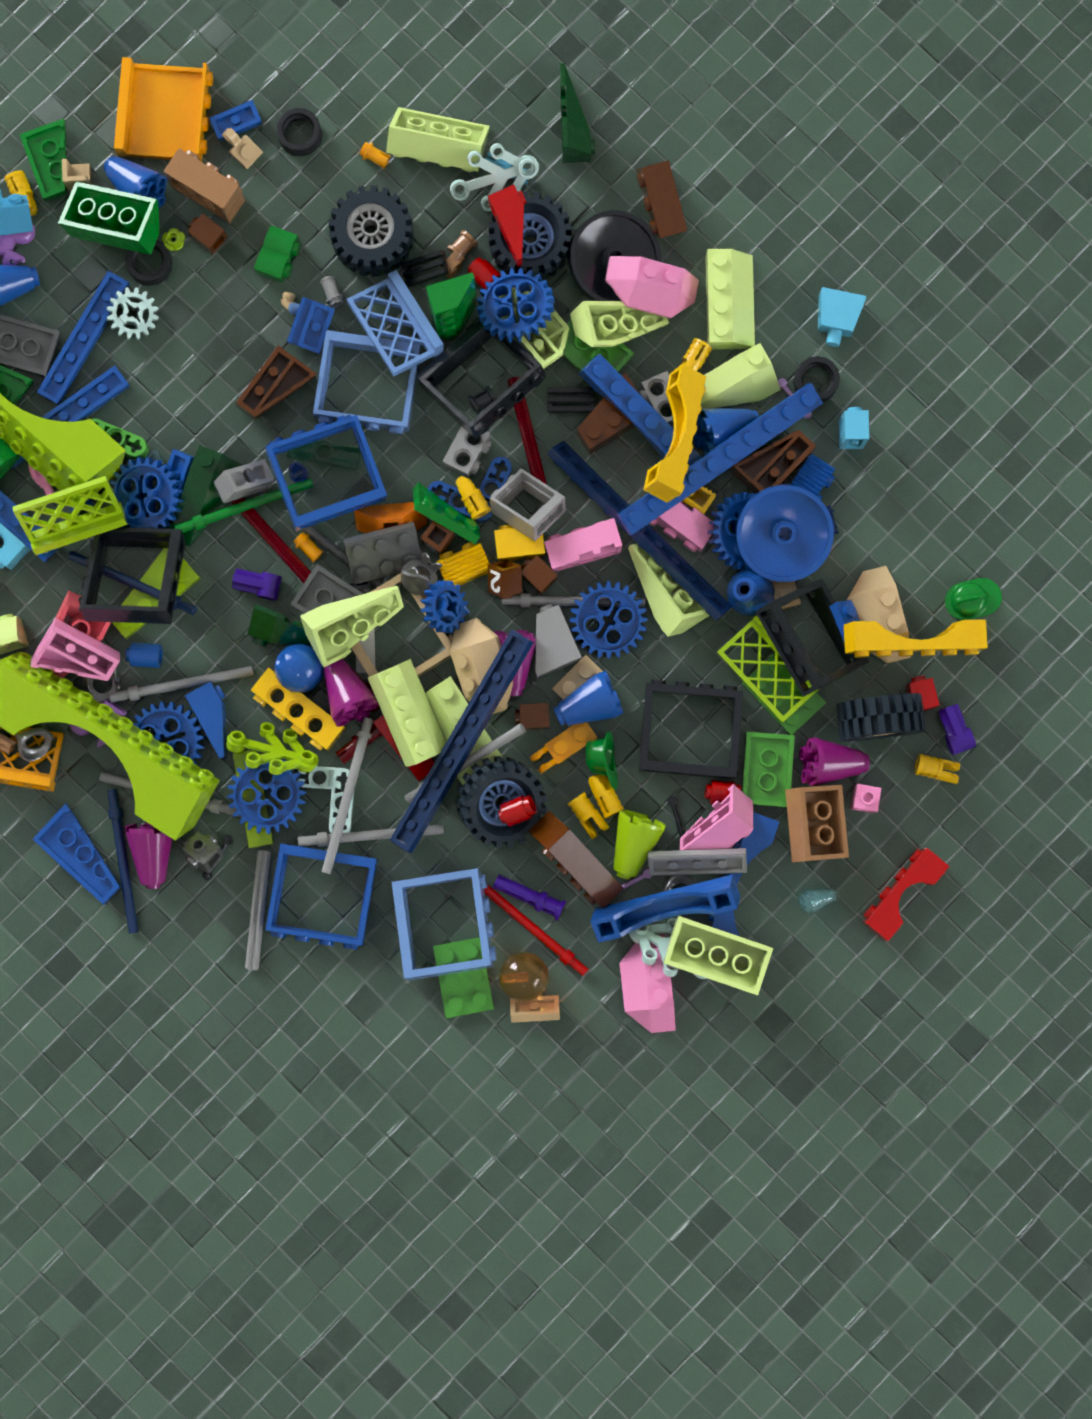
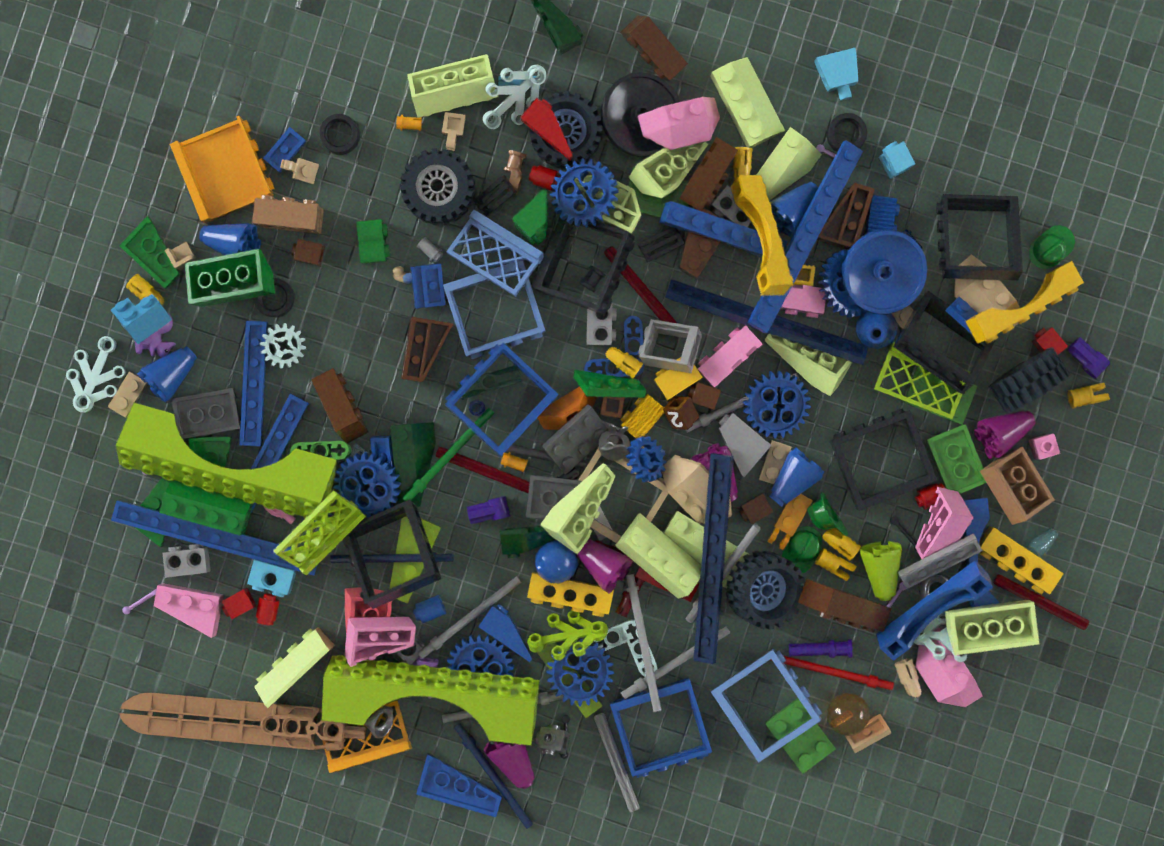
camera: 25 degrees left, 5 degrees up
(159, 402) = (339, 405): none -> reddish brown wedge
(178, 243) = (289, 269): lime plate -> none
(244, 481) = (439, 436): light grey brick -> none
(417, 180) = (453, 126): none -> tan plate
(517, 810) = (783, 592): red brick -> none
(564, 783) = (803, 548): none -> green piece
(607, 970) = (908, 676): none -> tan hinge
(652, 351) = (709, 175): none -> reddish brown wedge
(785, 961) = (1041, 602): none -> dark red axle
(807, 933) = (1048, 576): none -> yellow brick
(885, 916) = (1113, 480): red arch -> none
(918, 516) = (981, 203): none -> black window

